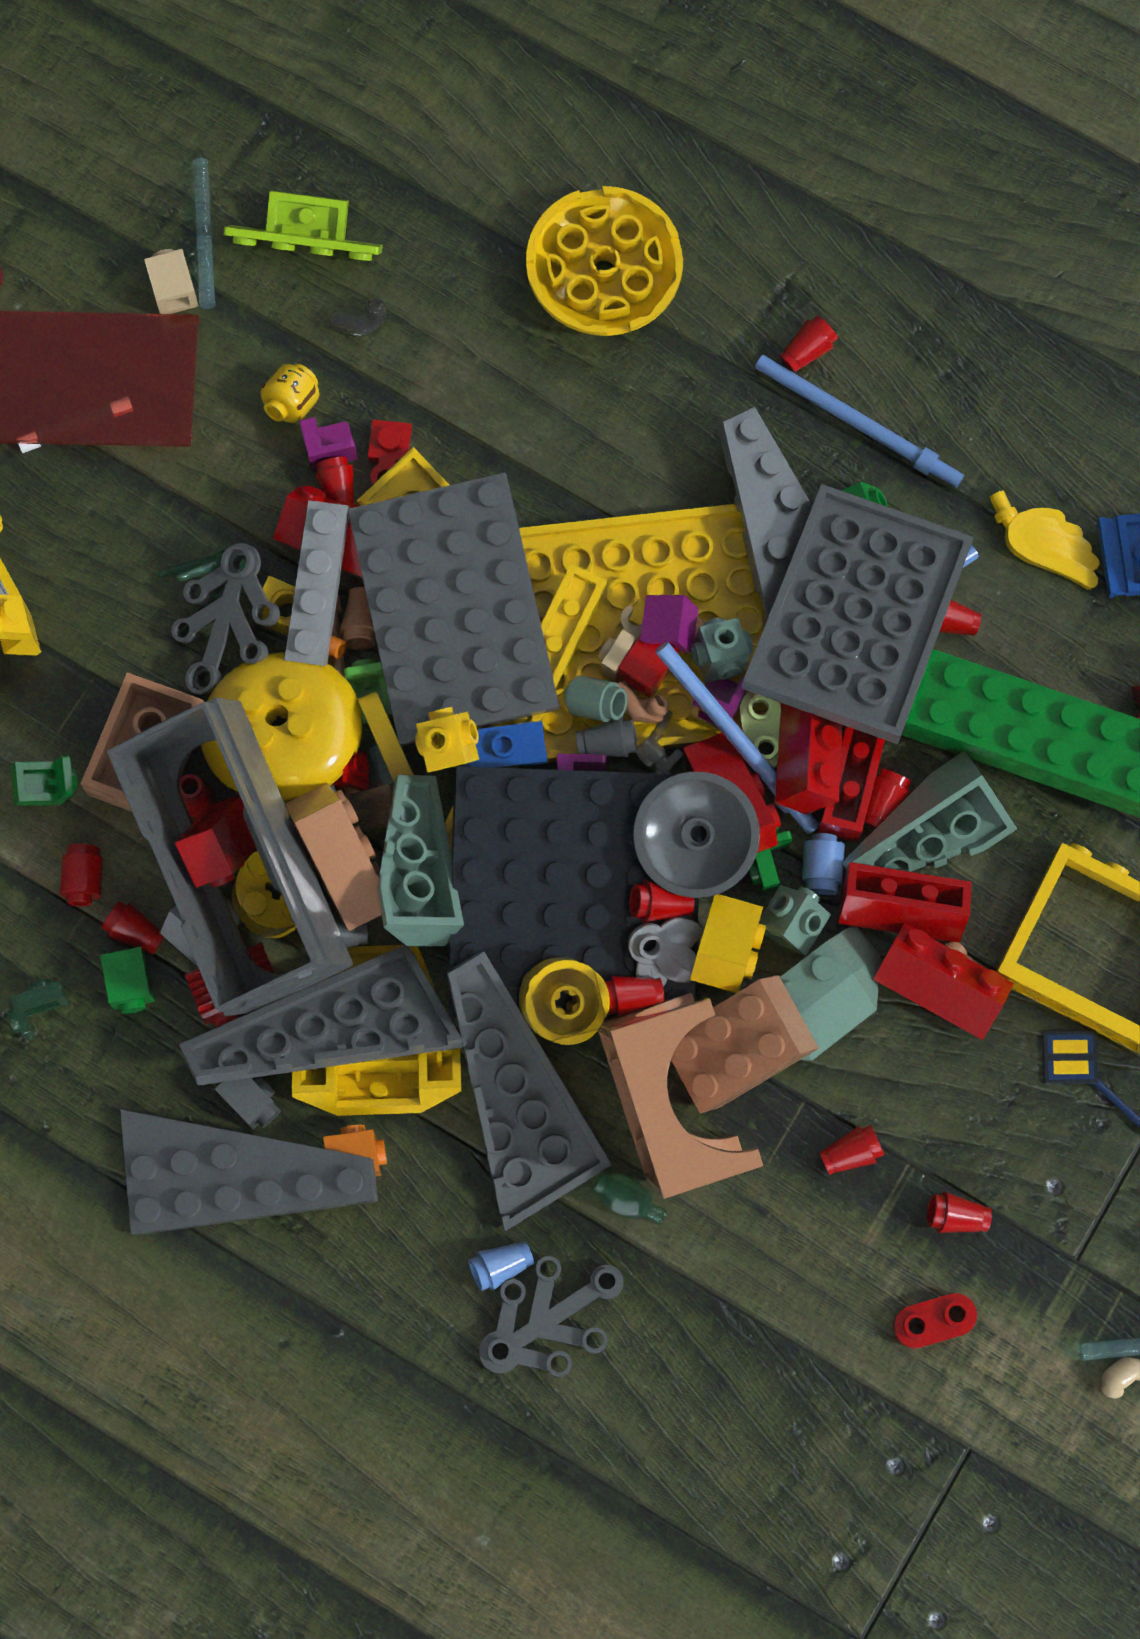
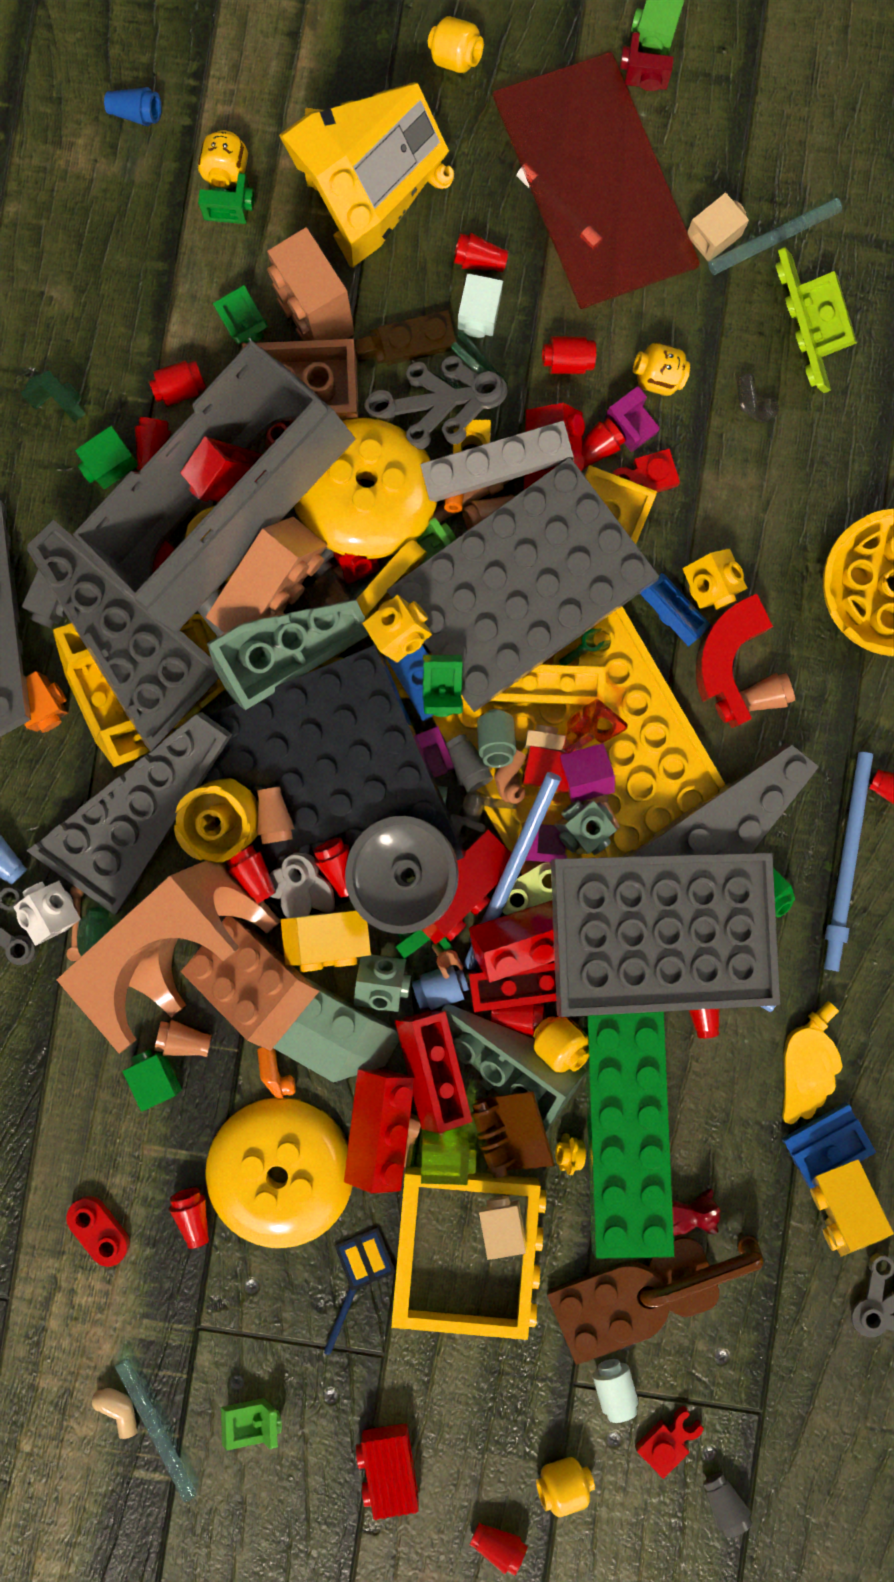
camera: 70 degrees right, 10 degrees up
(61, 693) = (309, 289): none -> nougat brick
(87, 522) = (479, 254): none -> red cone
(143, 541) = (479, 305): none -> light aqua brick
(143, 623) = (408, 339): none -> dark brown hinge
(233, 476) = (569, 355): none -> red brick
(522, 721) = (442, 685): none -> green bracket
(525, 428) = (715, 579): none -> yellow brick
(540, 582) = (586, 646): none -> dark green hand
(543, 478) = (676, 610): none -> blue plate
(578, 1232) = (46, 911): none -> white brick
(583, 944) = (273, 817): none -> nougat cone
(601, 458) = (717, 654): none -> red arch
(621, 606) = (584, 723): none -> clear red bracket
(632, 1229) = (72, 953): none -> nougat hinge
(660, 425) = (769, 693): none -> nougat cone
(773, 1149) = (181, 1040): none -> nougat cone
(797, 843) = (446, 959): none -> nougat hand
(798, 1195) = (151, 1079): none -> green brick
(843, 1073) = (270, 1075): none -> orange arm
(853, 1150) = (208, 1108): red cone -> none
(928, 762) = (561, 1044): none -> yellow head
(938, 1148) = (287, 1136): none -> yellow brick
(995, 921) = (447, 1157): none -> clear neon green brick
(999, 849) = (511, 1133): none -> reddish brown hinge
(1043, 805) = (570, 1154): none -> yellow plate
(1088, 891) = (502, 1228): none -> tan brick

